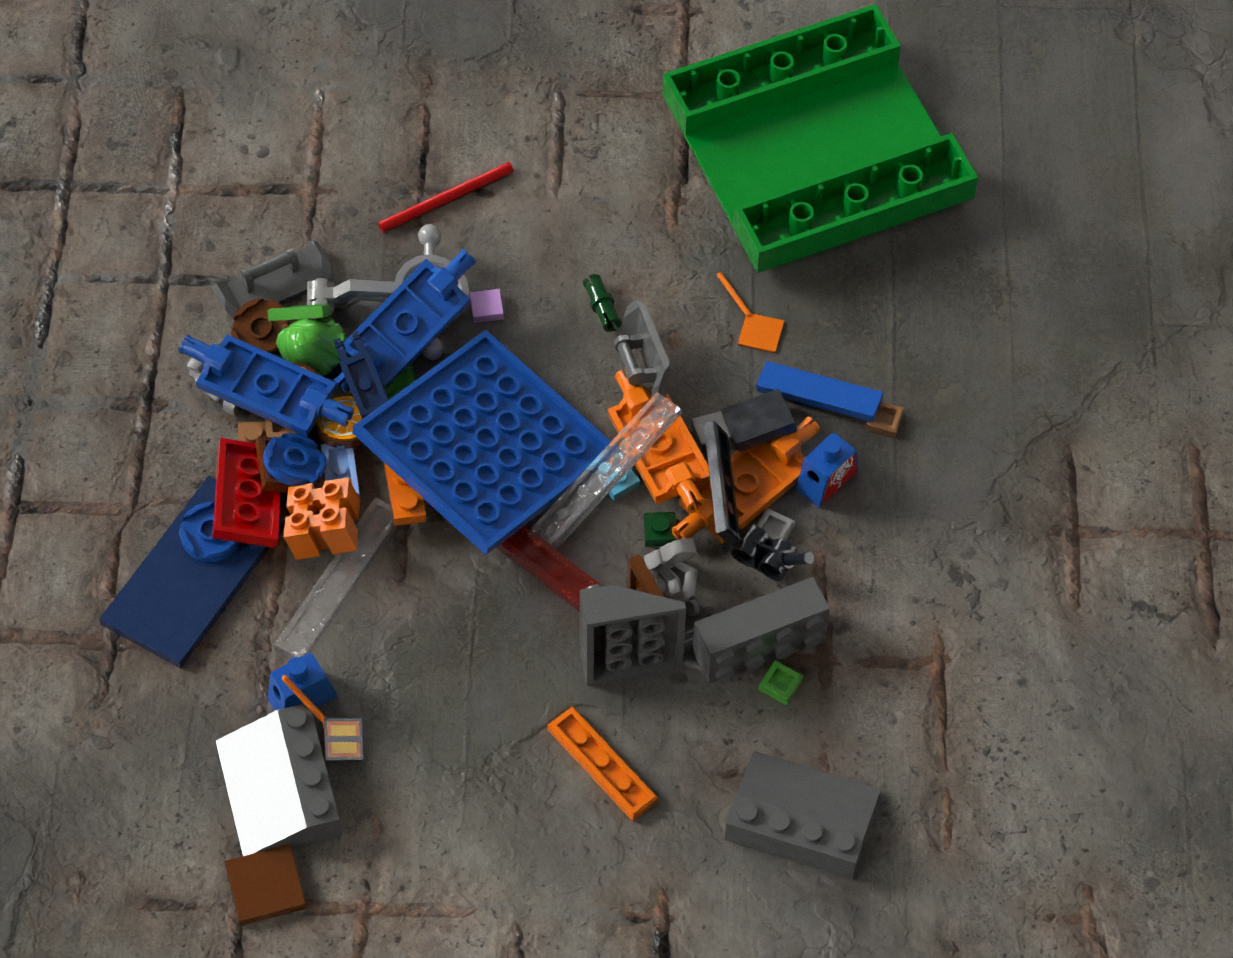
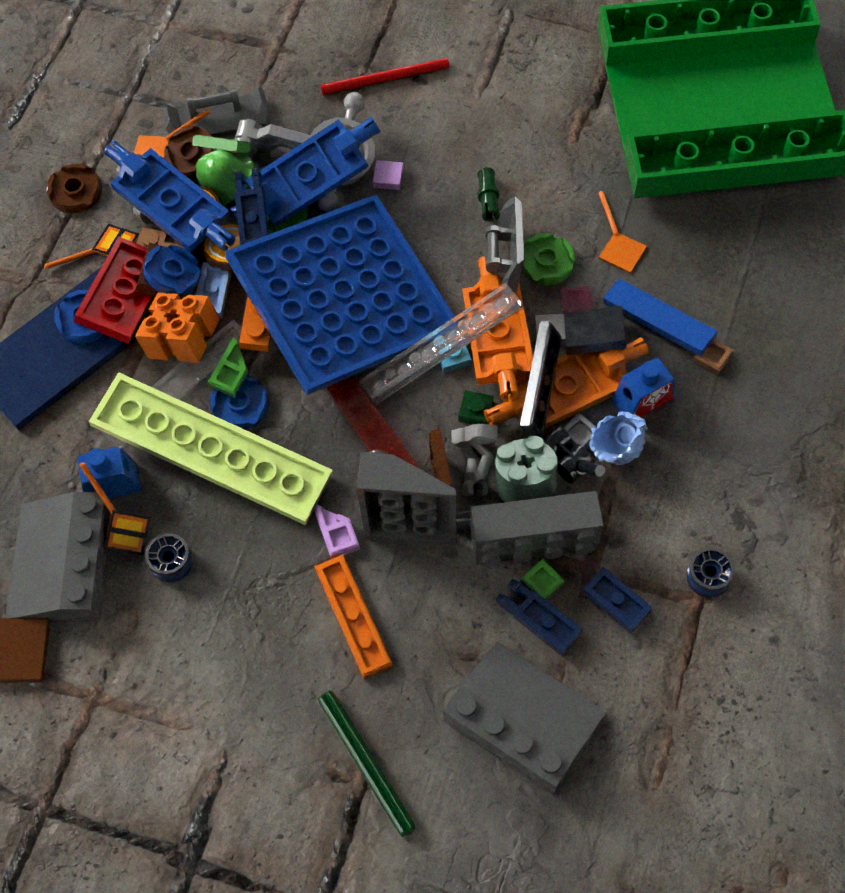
camera: 20 degrees right, 5 degrees up
(142, 412) = (78, 200): none -> reddish brown tile
(203, 449) = (102, 246): none -> piece
(215, 330) = (159, 143): none -> orange piece
(392, 551) = (230, 371): none -> bright green tile
(395, 741) = (157, 554): none -> dark blue wheel
(400, 633) = (211, 448): none -> yellowish green plate
(410, 582) = (246, 408): none -> blue tile
(557, 686) = (337, 532): none -> lavender tile
(662, 896) = (367, 764): none -> dark green axle
(689, 357) = (547, 259): none -> bright green tile
(727, 393) = (575, 299): none -> clear pink tile
(733, 575) = (525, 470): none -> sand green brick
(790, 716) = (541, 618): none -> dark blue hinge
(816, 522) = (619, 438): none -> light blue hair
(860, 681) = (617, 600): none -> dark blue plate
(938, 621) = (710, 560): none -> dark blue wheel

